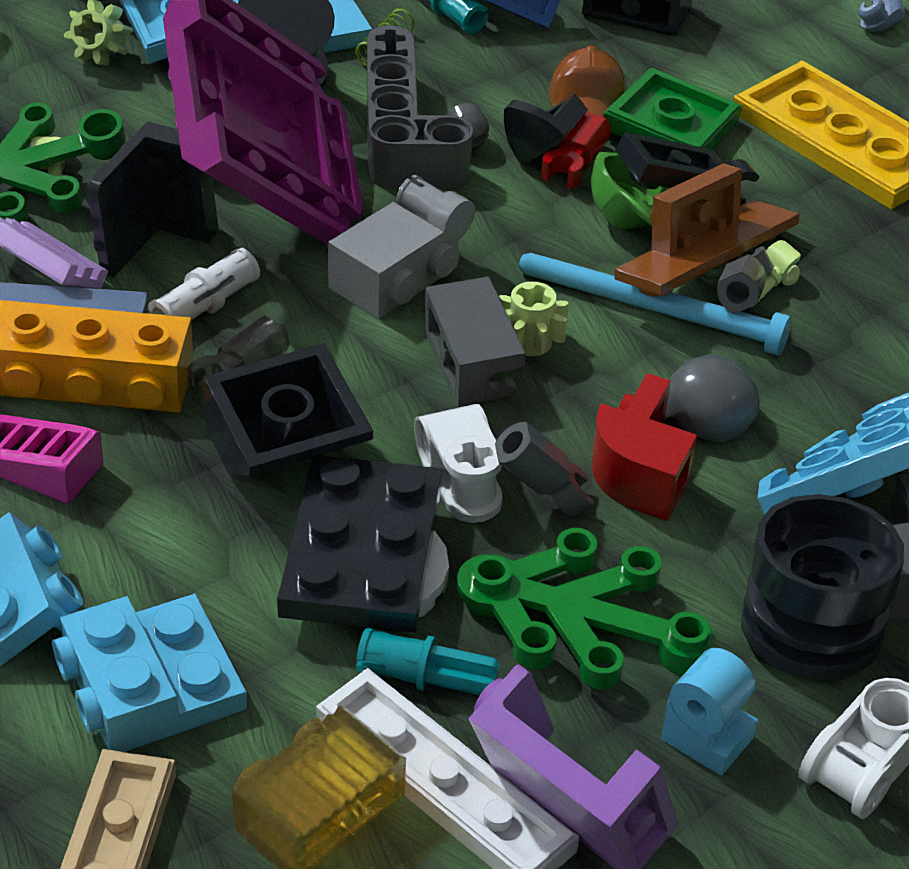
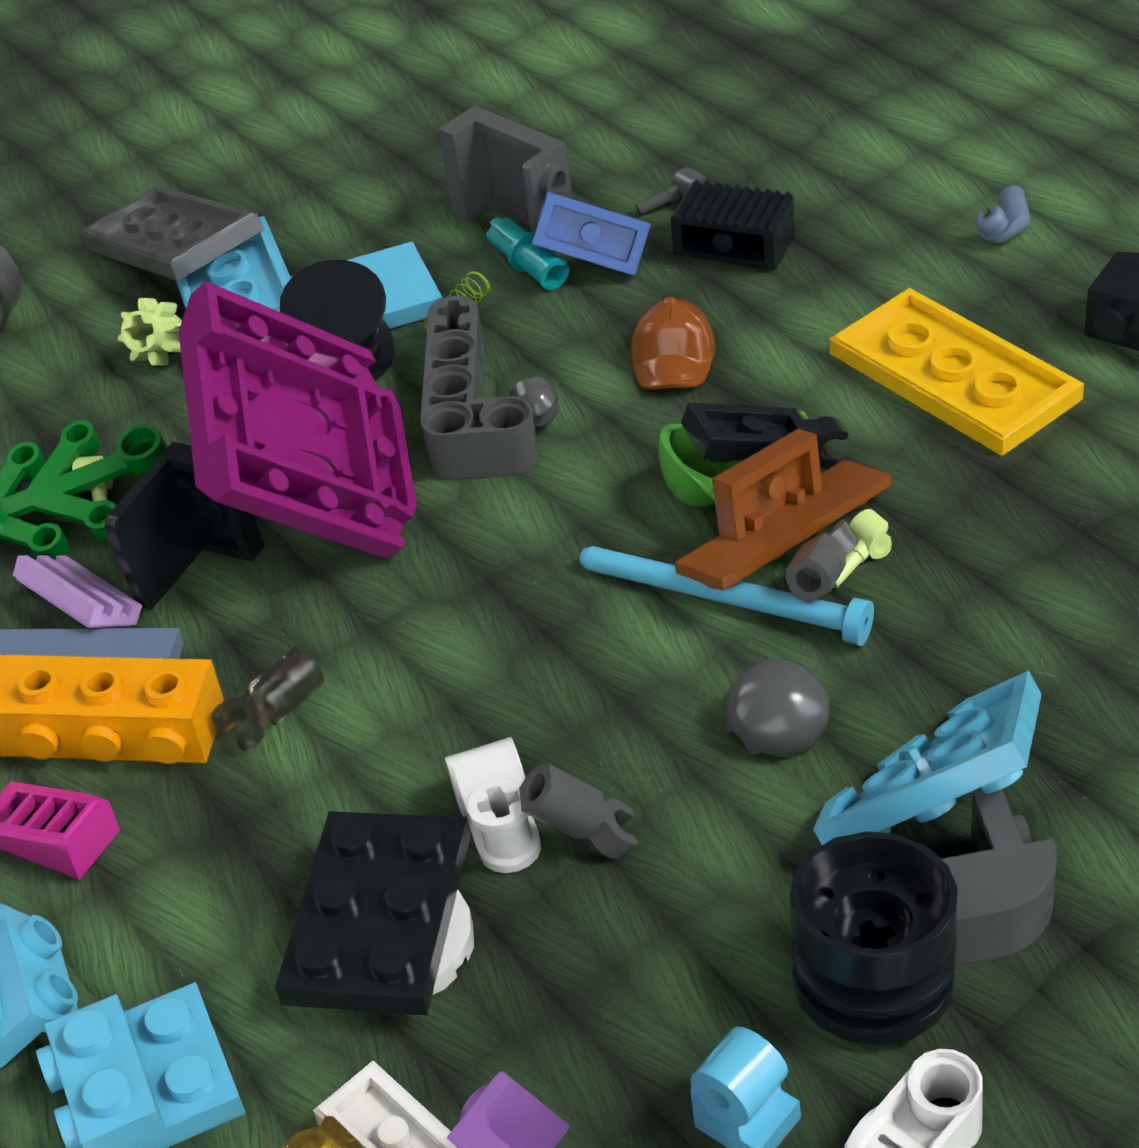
camera: 10 degrees right, 0 degrees up
(208, 287) = (241, 618): white pin -> none
(281, 411) = (298, 763): black slope -> none
(399, 247) = (447, 555): light grey hinge -> none
(425, 662) = (434, 1050): teal axle -> none
(472, 339) = (516, 658): dark grey hinge -> none
(502, 587) = (612, 969): green plant -> none
(535, 131) = (605, 404): black tile -> none
(536, 316) = (584, 627): yellowish green gear -> none
(577, 149) = (657, 408): red bar -> none
(639, 456) = (687, 780): red brick -> none
(673, 111) = (759, 366): green tile -> none

